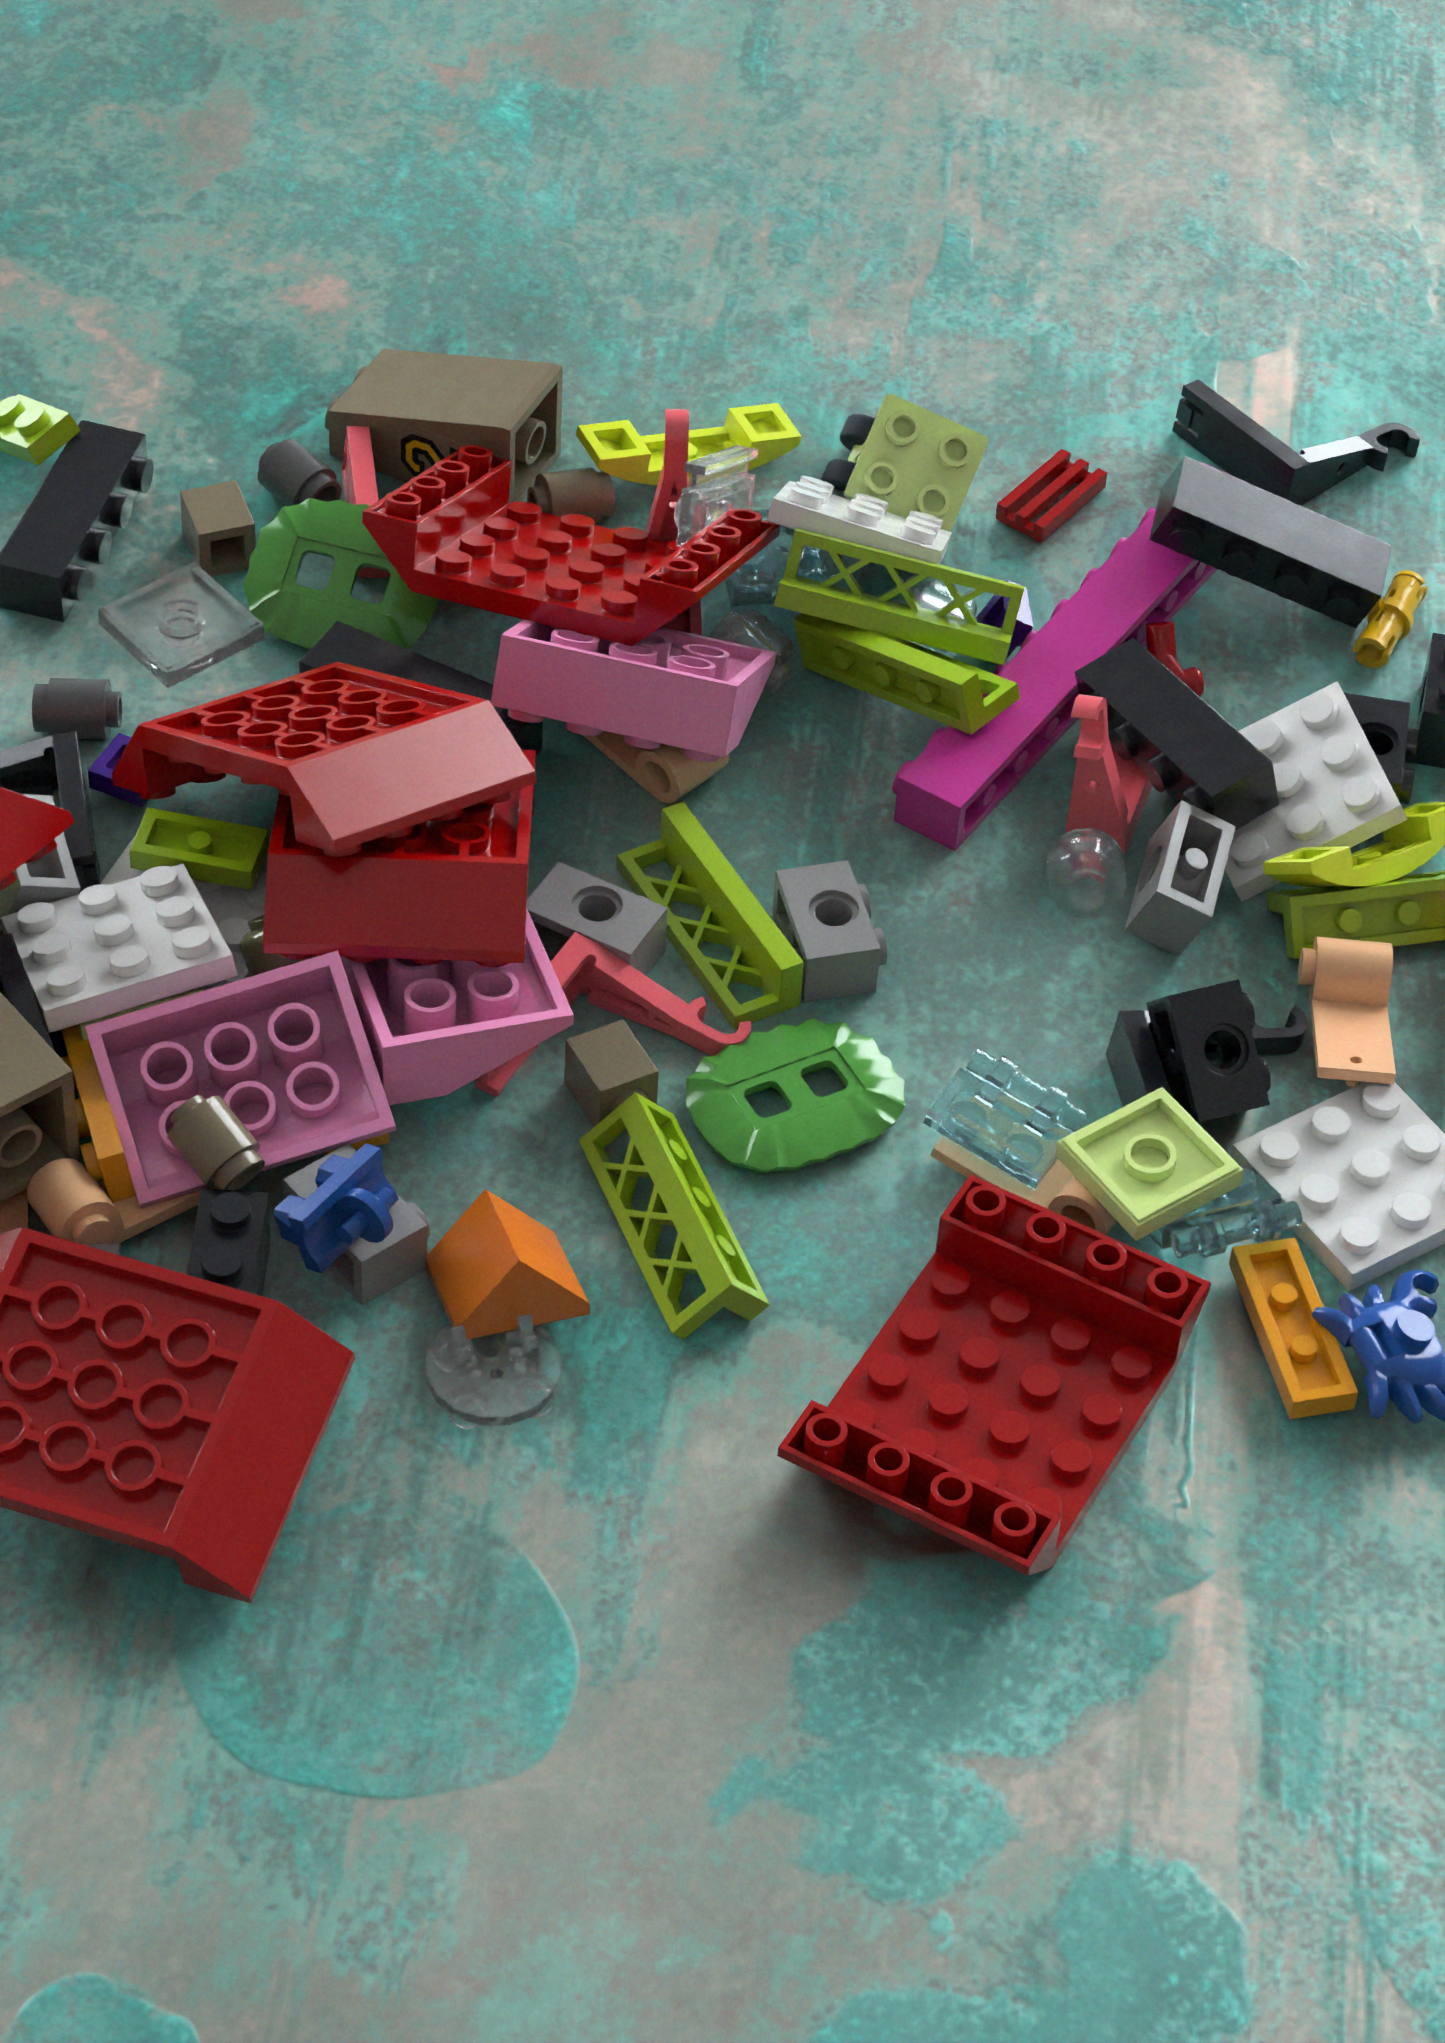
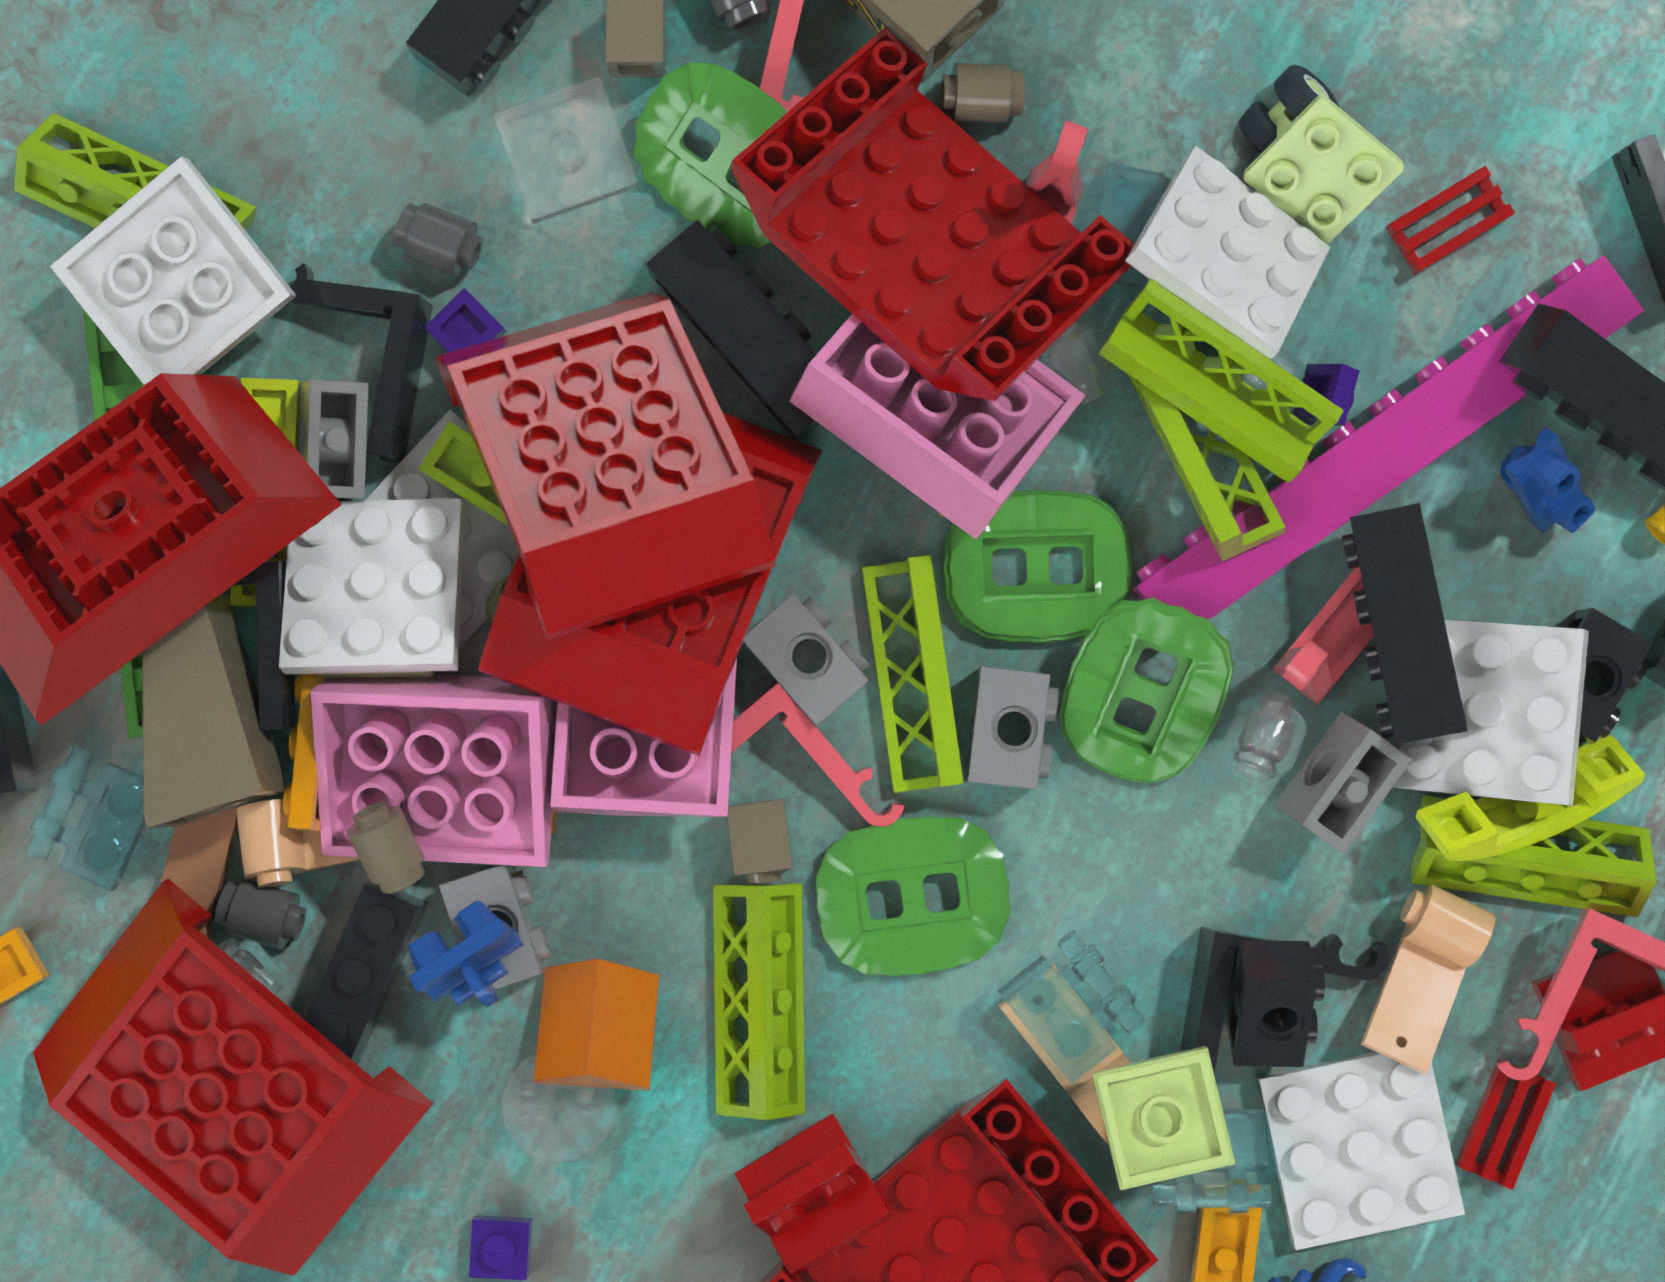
camera: 25 degrees right, 40 degrees up
(480, 1520) = (500, 1247): none -> dark purple plate
(639, 459) = (1122, 57): neon yellow slope -> none
(717, 485) = (1097, 193): clear plate -> none
(780, 789) = (1039, 608): none -> bright green piece
(813, 1345) = (812, 1195): none -> red bracket
(994, 863) = (1184, 706): none -> bright green piece
(1162, 645) = (1455, 489): red arm -> none
(1240, 628) = (1547, 484): none -> blue hips

